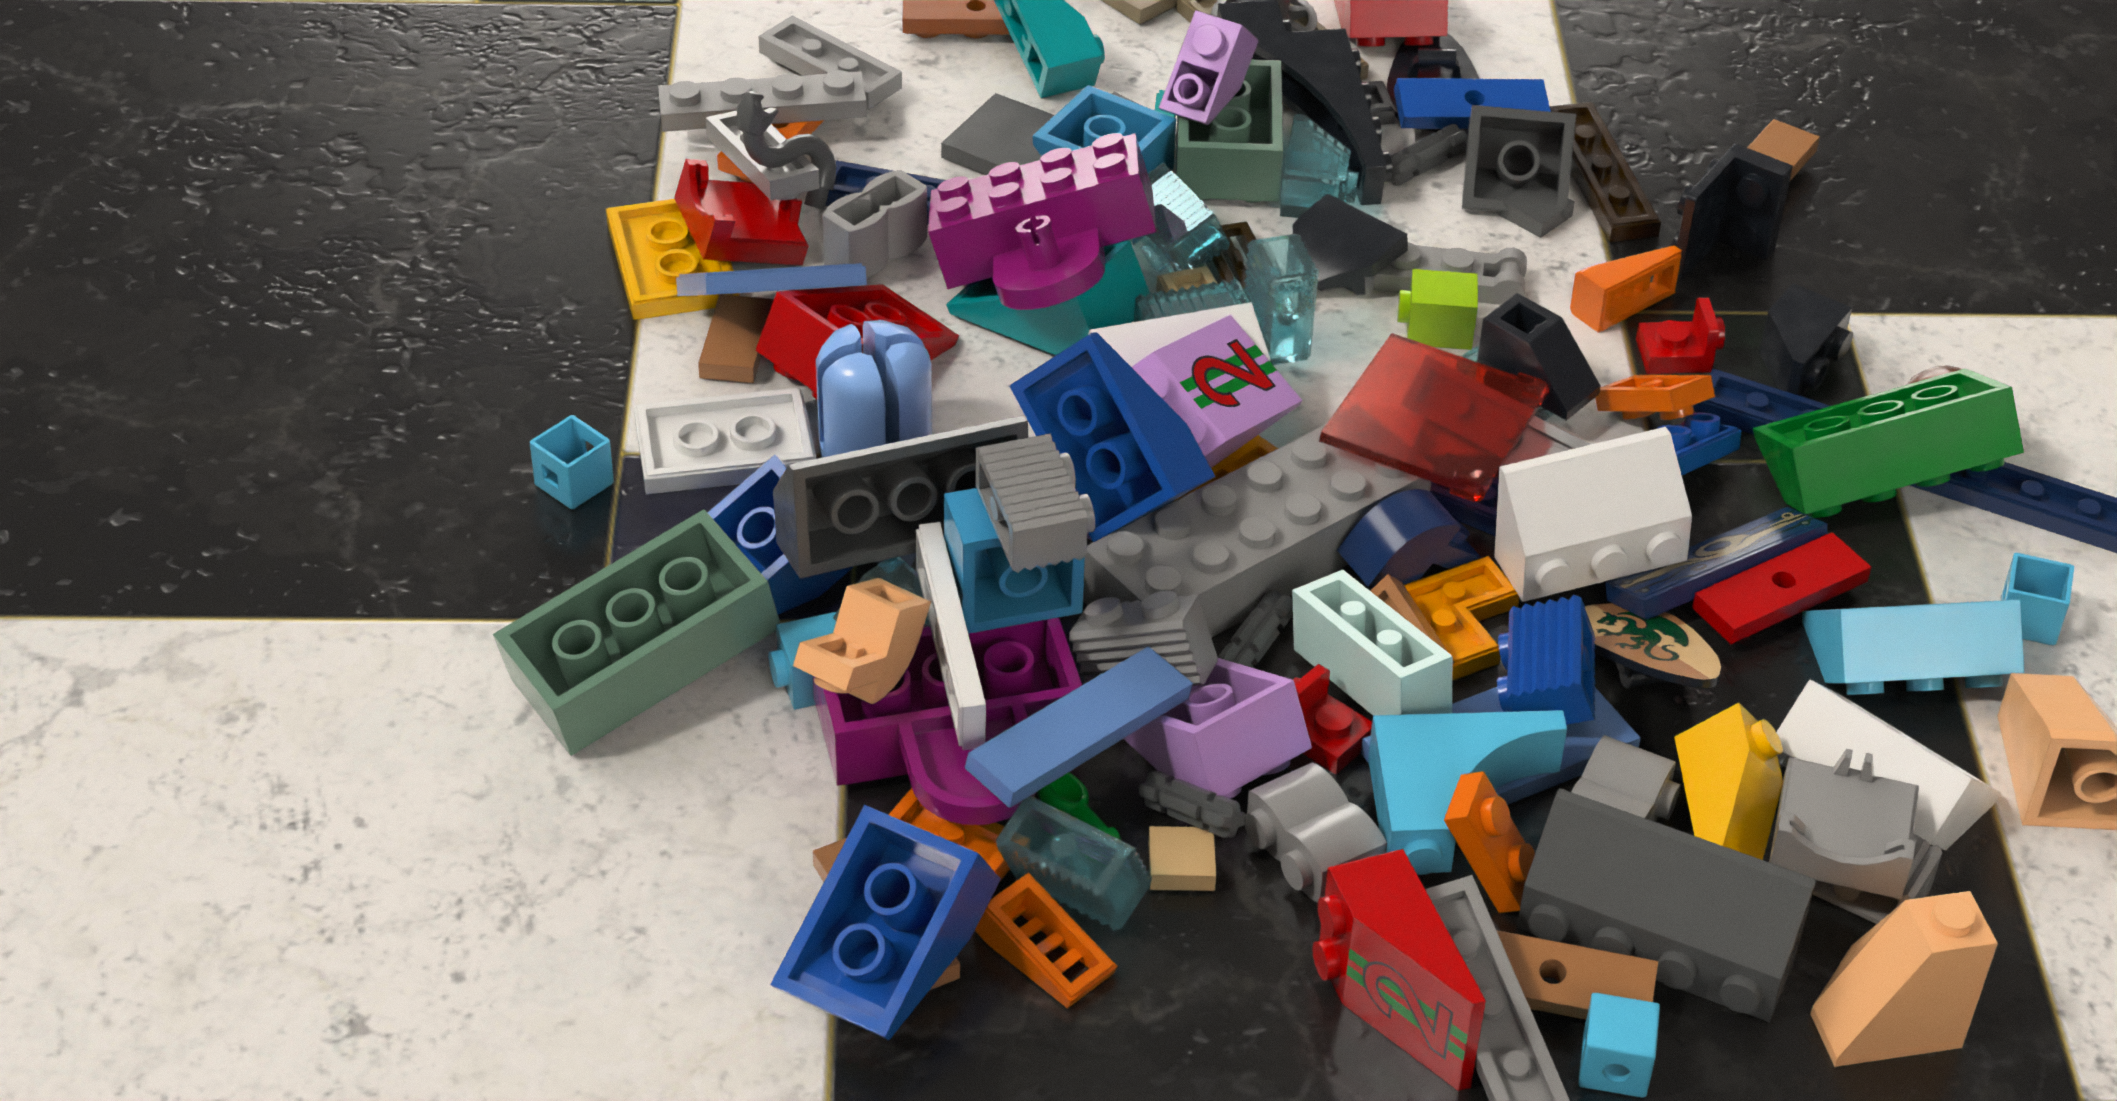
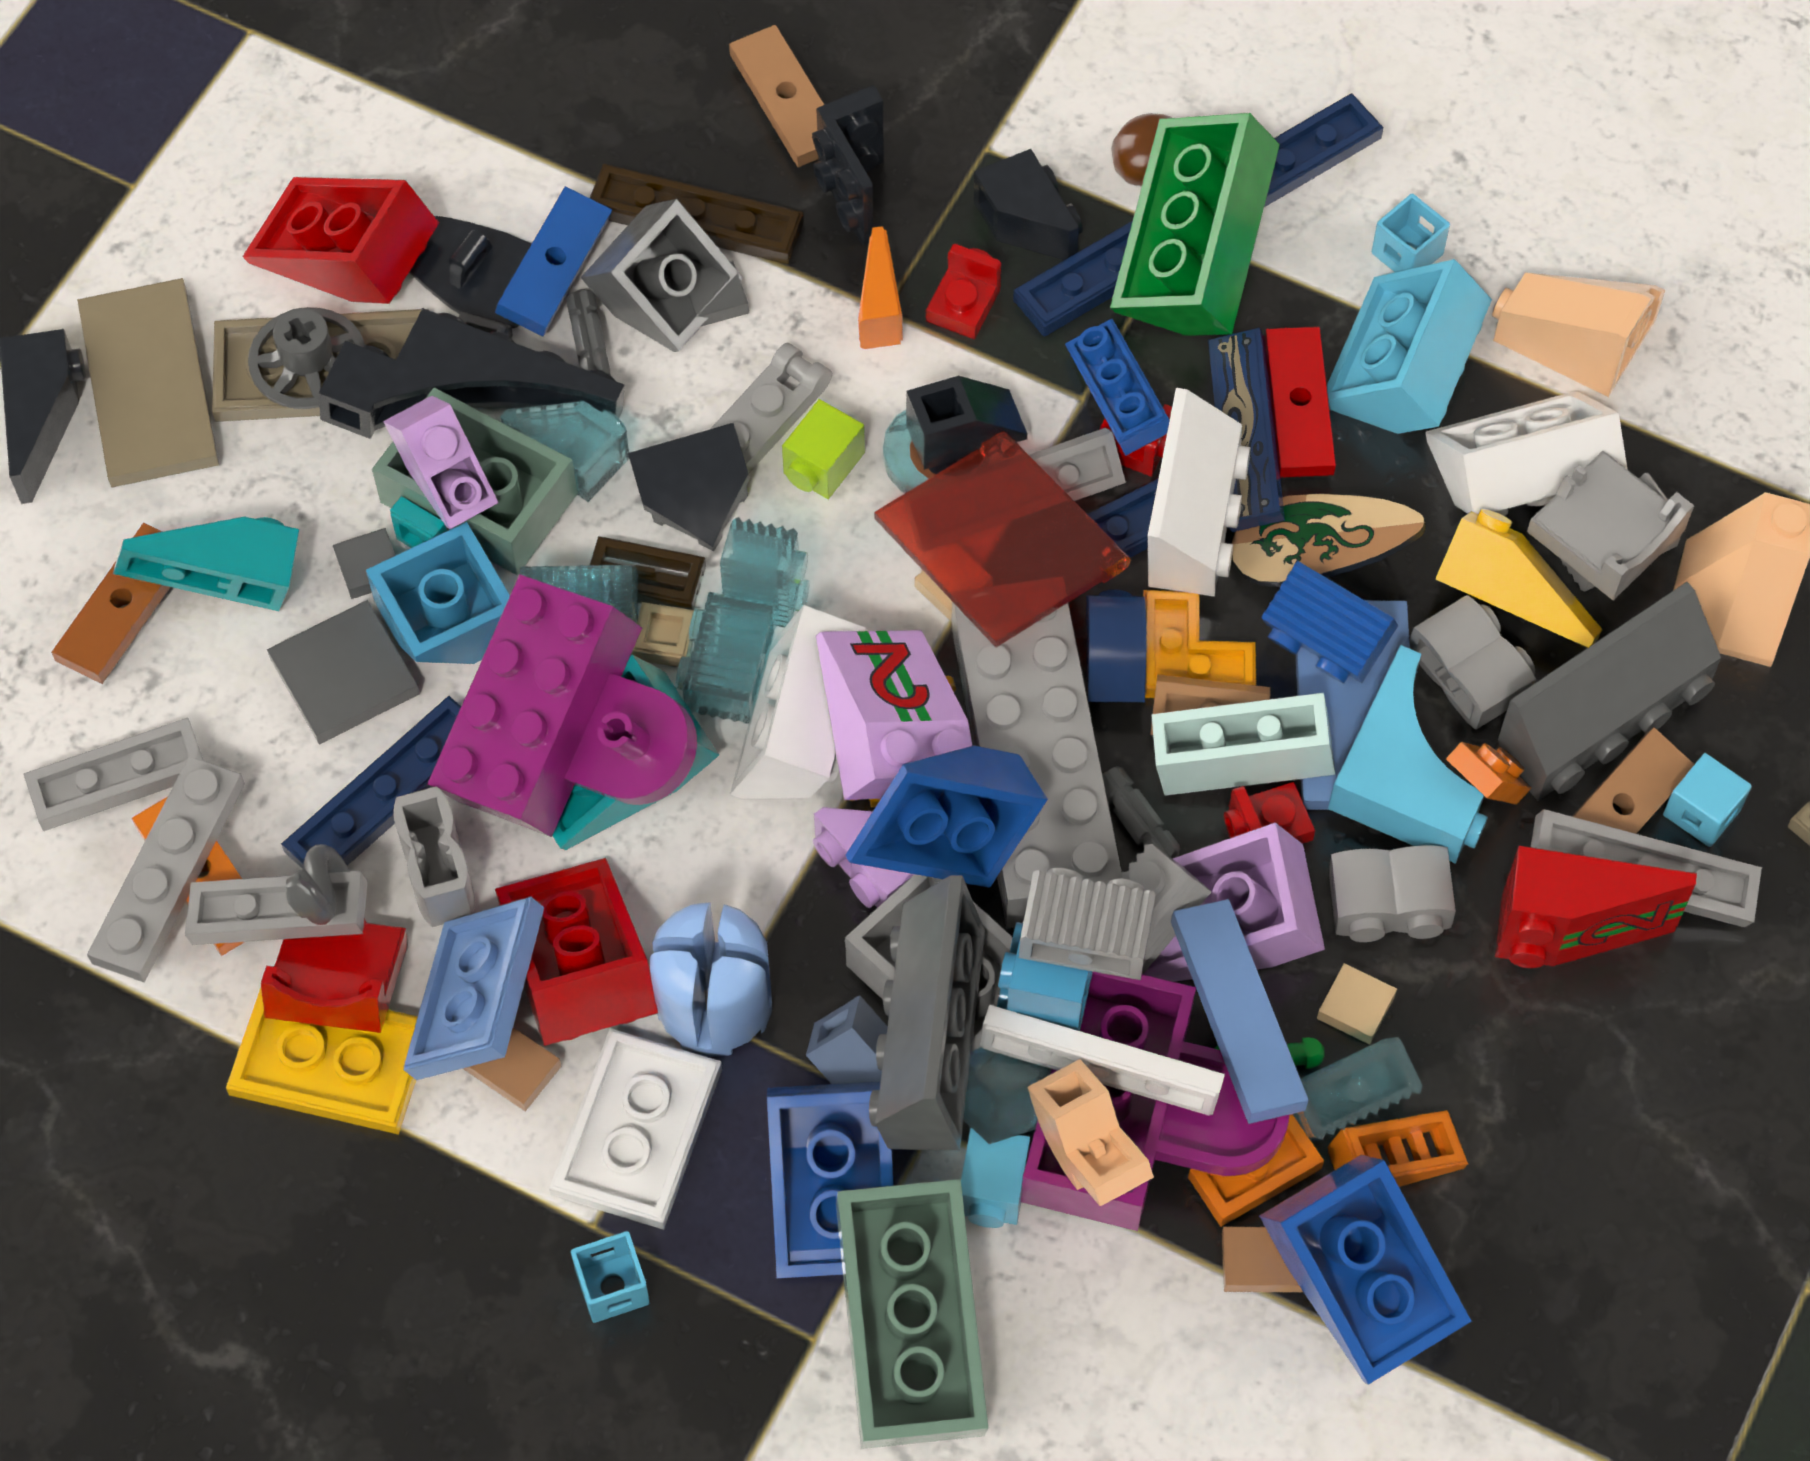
camera: 60 degrees left, 20 degrees up
(1192, 804) = (1319, 967): dark grey axle -> none
(1646, 394) = (1041, 353): orange plate -> none

